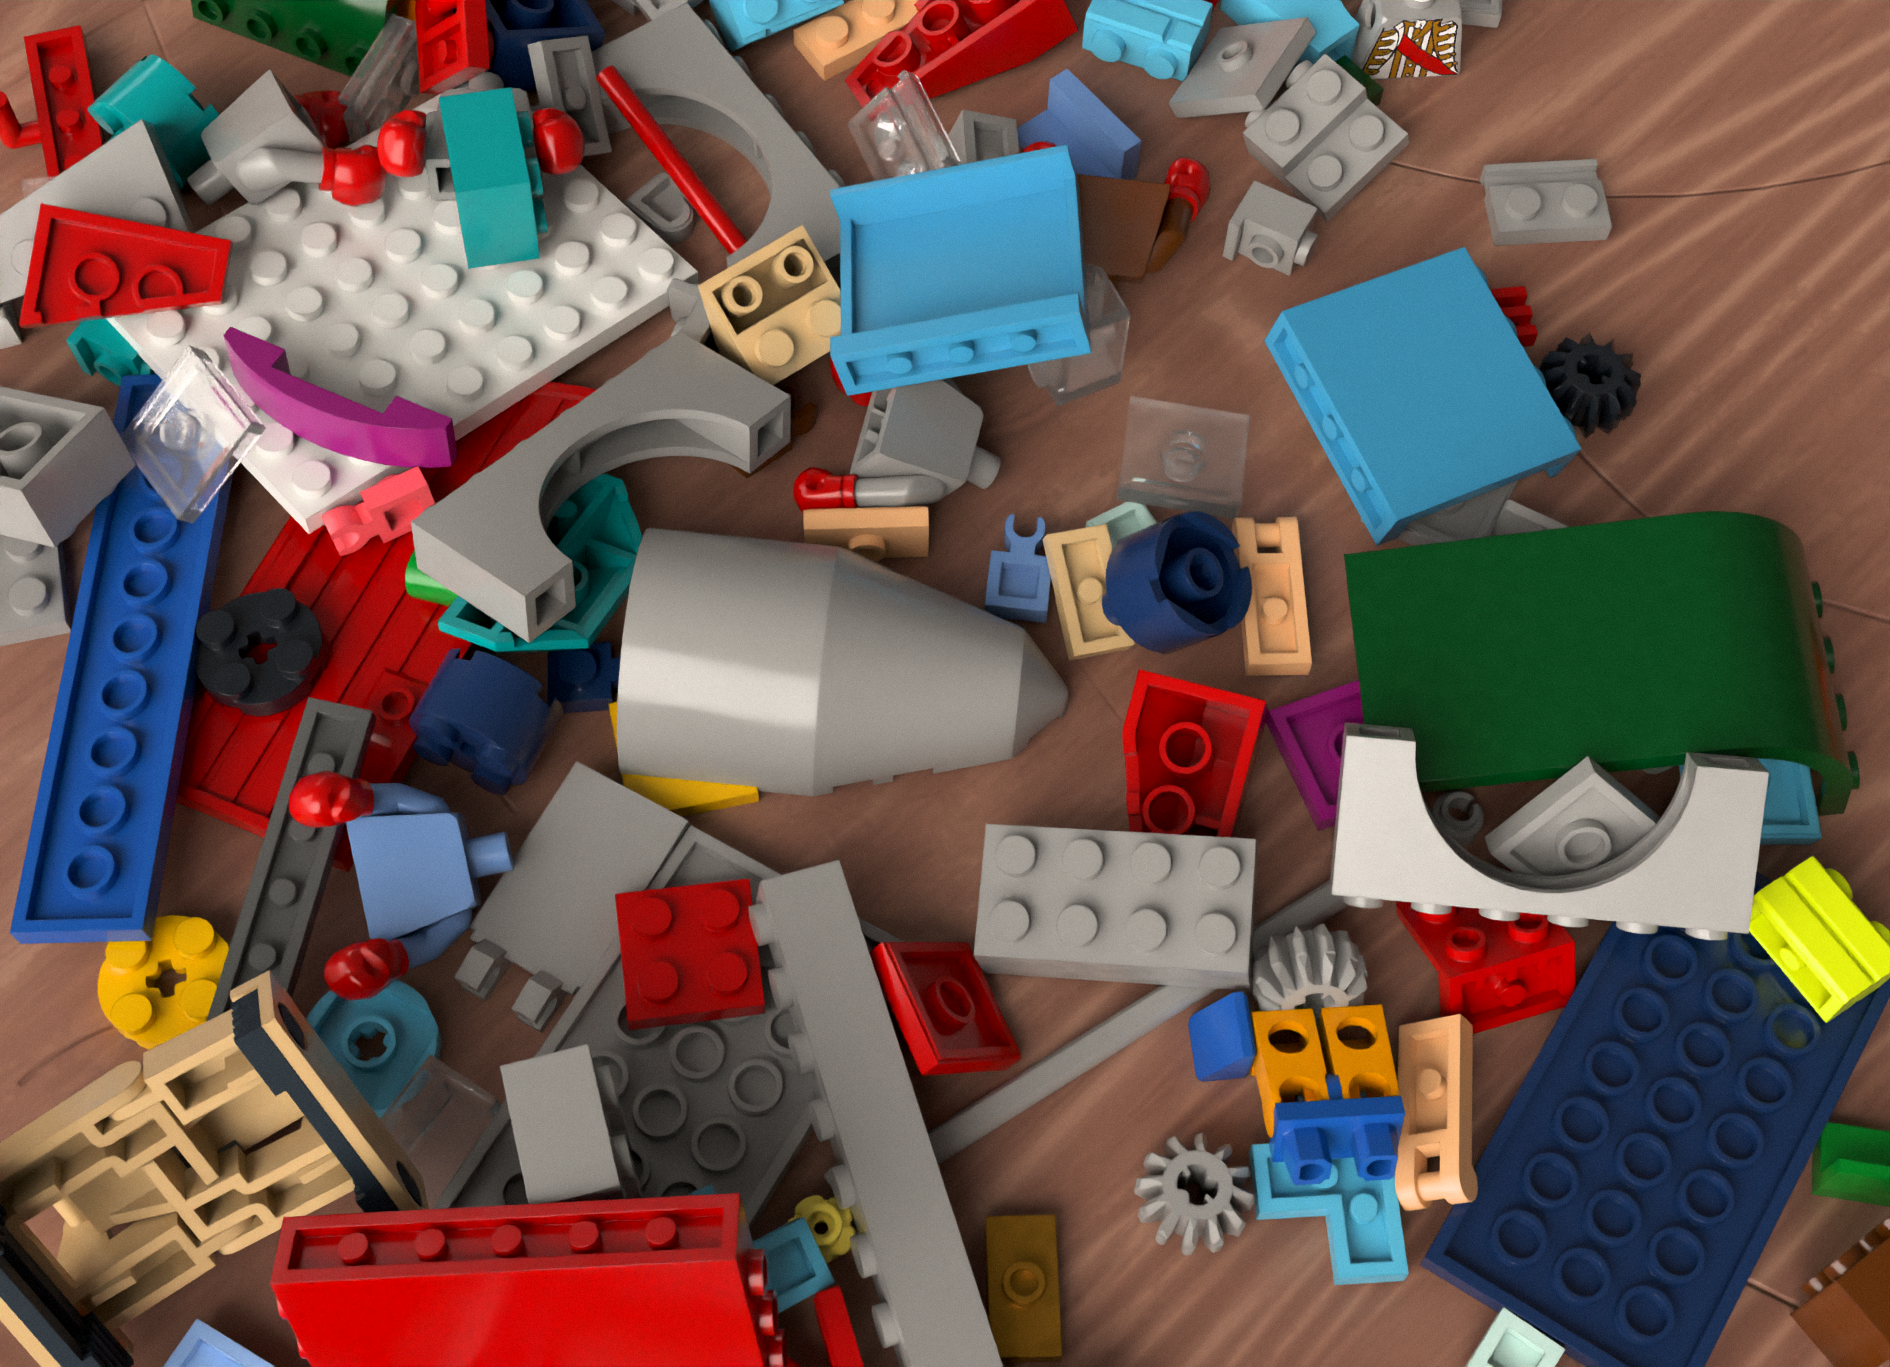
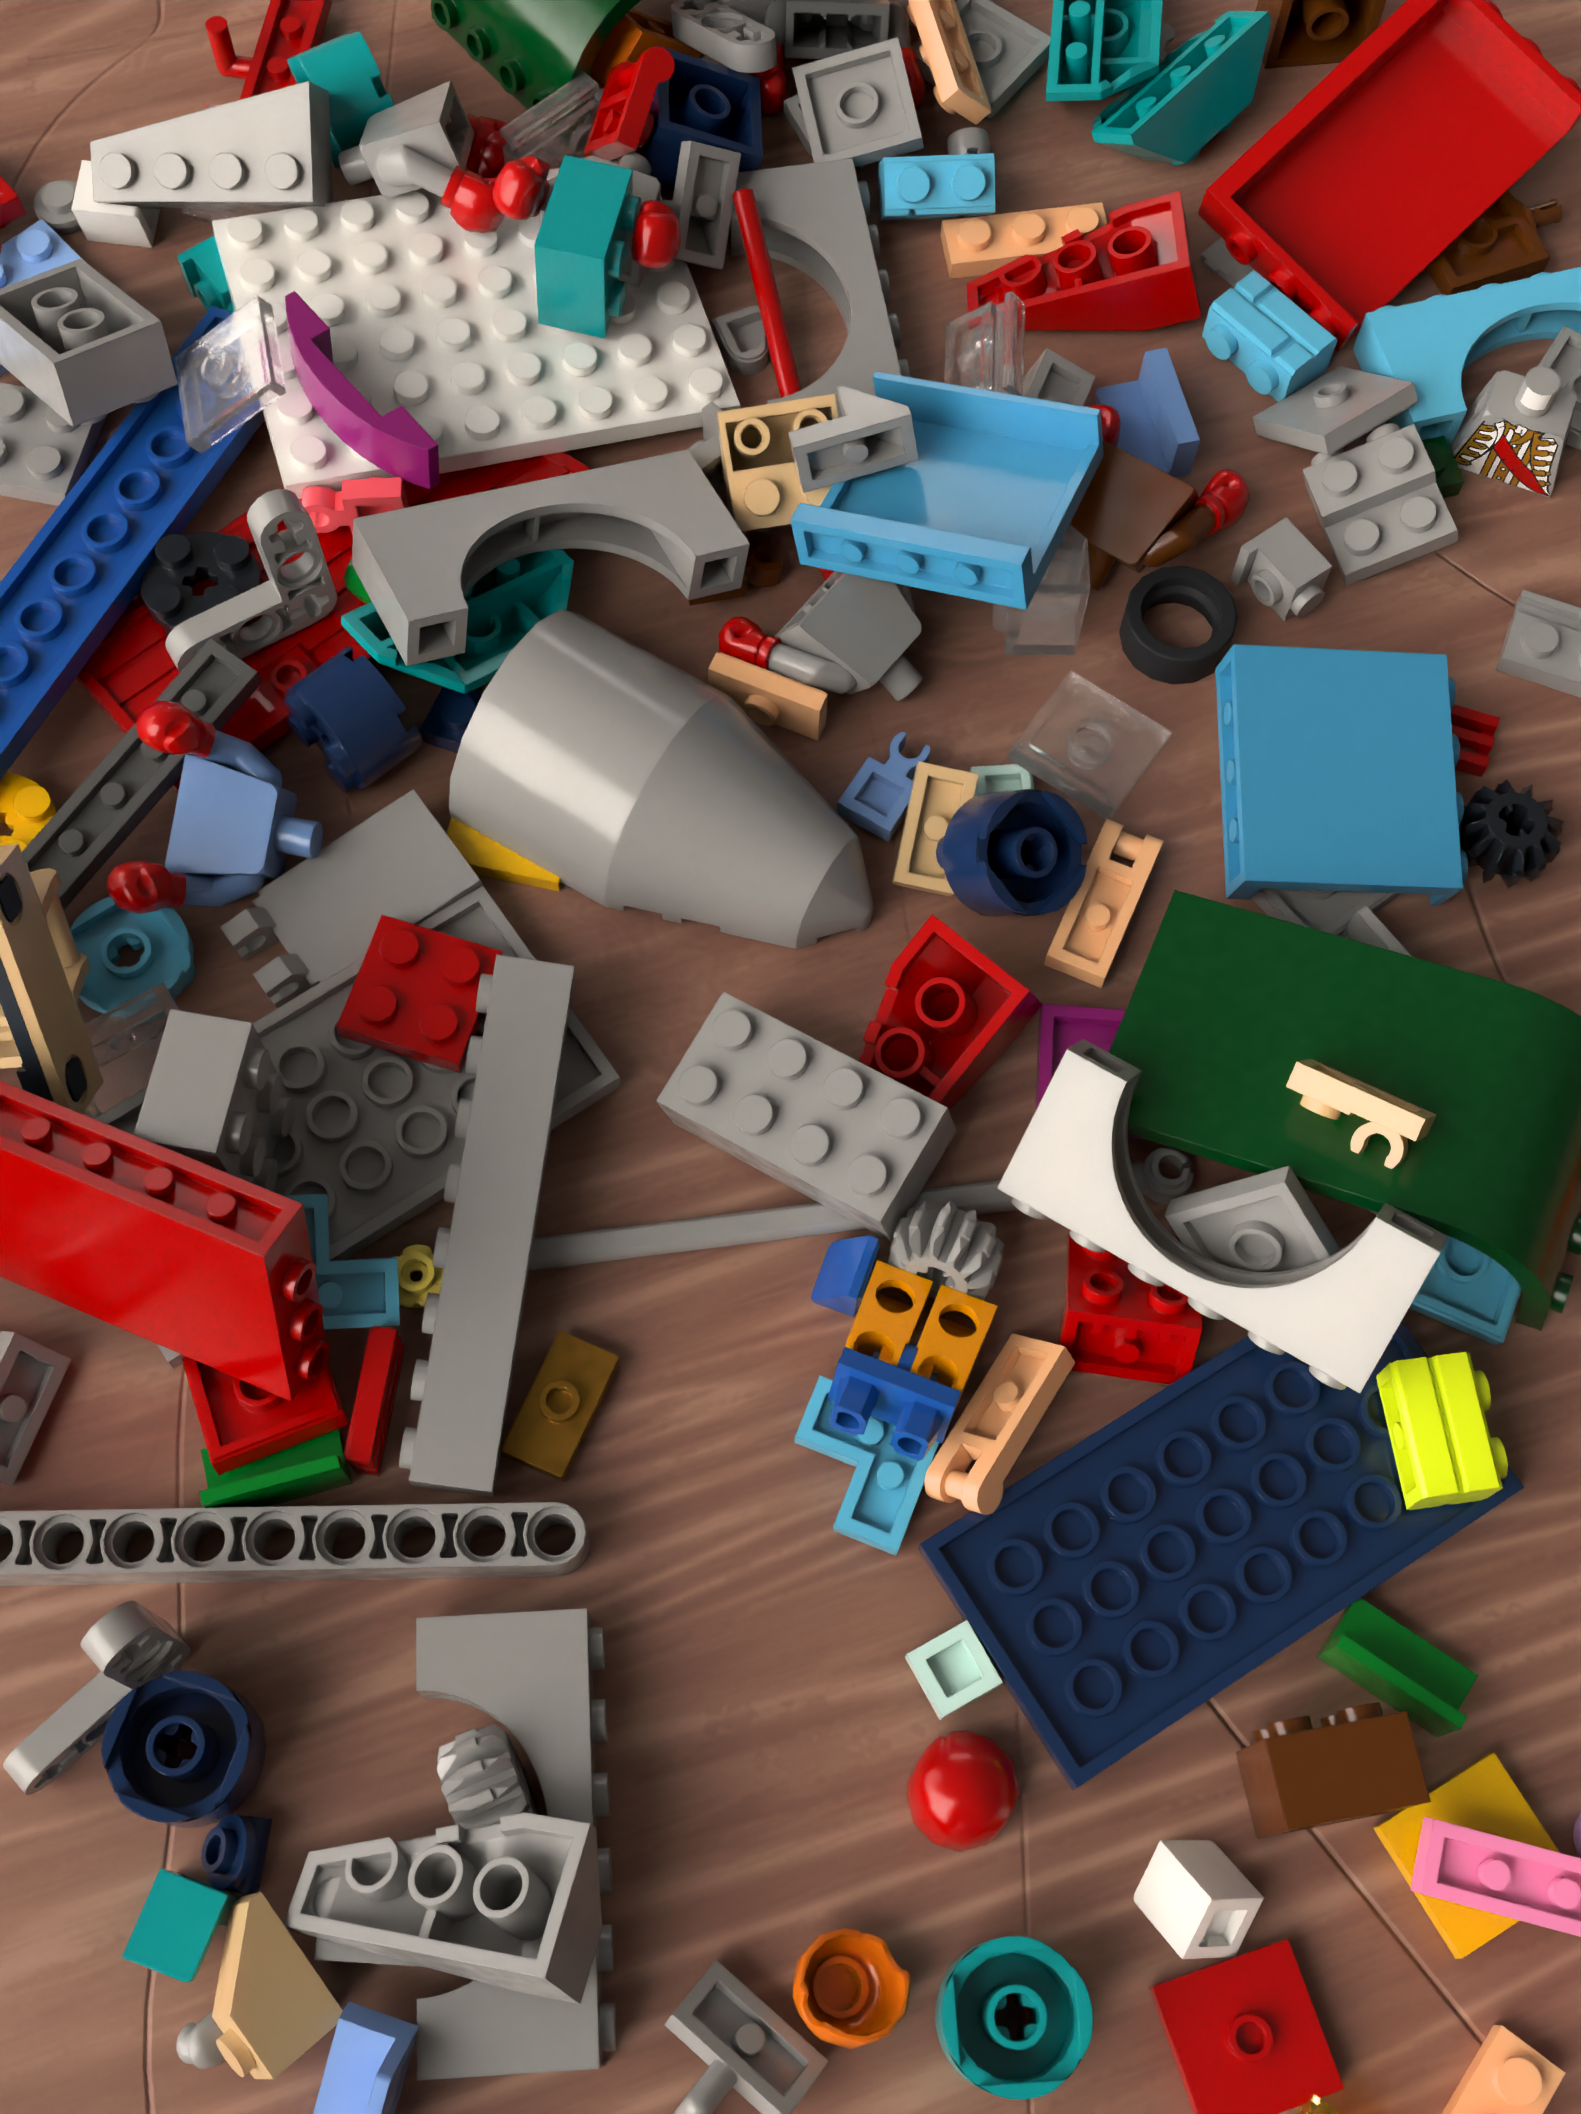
camera: 25 degrees right, 5 degrees up
(116, 267) = (234, 206): red wing -> none
(367, 621) = (288, 601): none -> light grey beam
(851, 258) = (865, 440): none -> light grey slope
(944, 1007) = (610, 1135): red plate -> none
(1212, 280) = (1188, 588): none -> black tyre
(1216, 1185) = (745, 1368): light grey gear -> none
(1592, 674) = (1333, 1092): none -> plate

